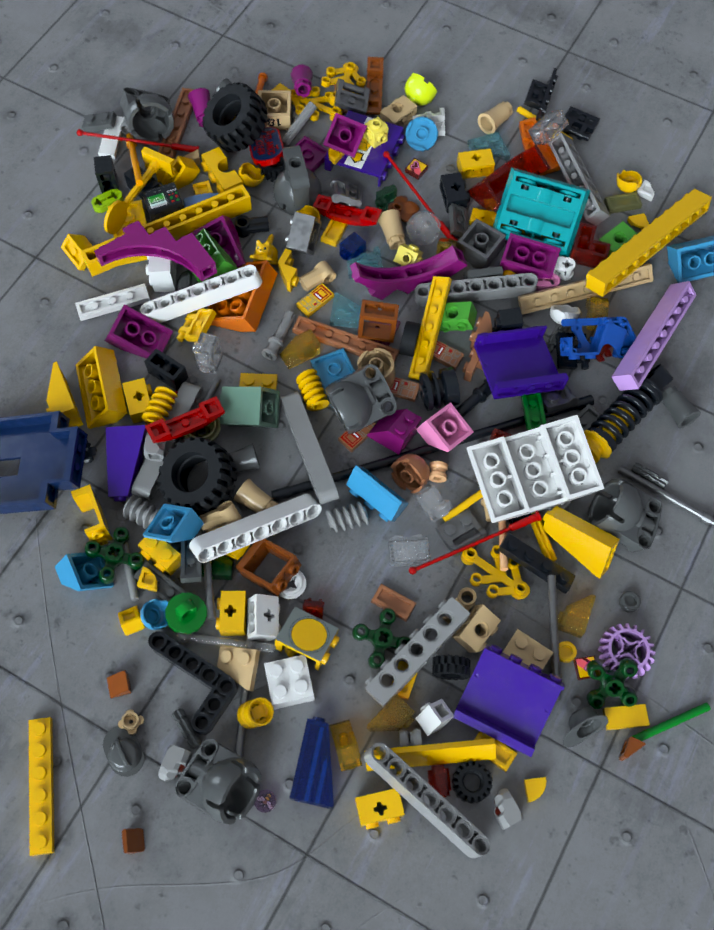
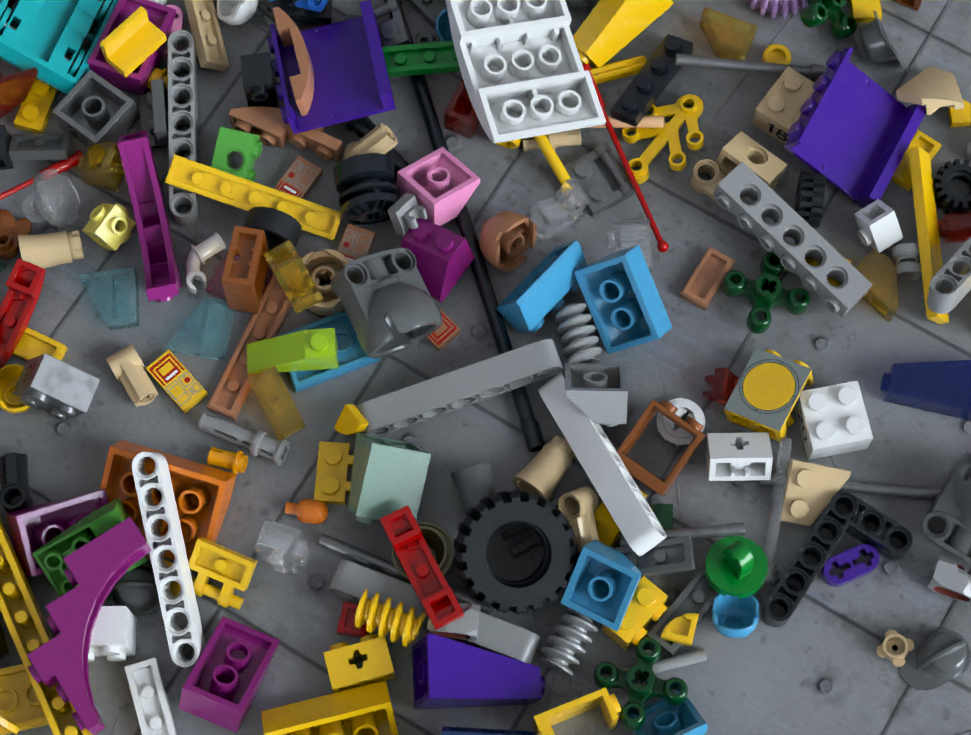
camera: 85 degrees left, 5 degrees up
(119, 684) = (840, 669): dark orange slope -> none
(130, 620) = (738, 659): yellow slope -> none
(166, 369) = (306, 617): black brick -> none
(184, 695) = (847, 558): none -> dark purple beam
(186, 728) = (901, 567): dark grey axle -> none
(234, 370) = (308, 511): none -> orange cylinder
(237, 623) = (744, 495): yellow brick -> none
(255, 713) = (882, 464): yellow wheel -> none
(264, 331) = (227, 460): none -> light orange pin
(266, 251) = (79, 458): yellow animal -> none
(288, 273) = (126, 423): yellow slope -> none
(288, 388) = (350, 421): none -> yellow tile
(304, 525) = (598, 391): none -> light grey slope
(311, 390) = (356, 383): yellow piece -> none
(330, 356) = (295, 352): none -> lime slope
(345, 745) = (919, 344): clear yellow slope -> none
(352, 247) = (80, 316): clear blue brick -> none
(369, 542) = (623, 300): none -> dark azure slope
(371, 343) = (293, 276): none -> clear yellow brick
(402, 313) = (198, 256): none -> white piece
(422, 408) = (405, 213): none -> light grey tile
(438, 471) = (502, 201): light nougat wheel -> none
(469, 389) = (378, 140): none -> tan piece
(503, 345) = (301, 83): none -> nougat slope
(524, 251) = (132, 42): none -> yellow panel
(547, 761) = (933, 89): none -> tan slope
(580, 667) = (798, 36): tile -> none

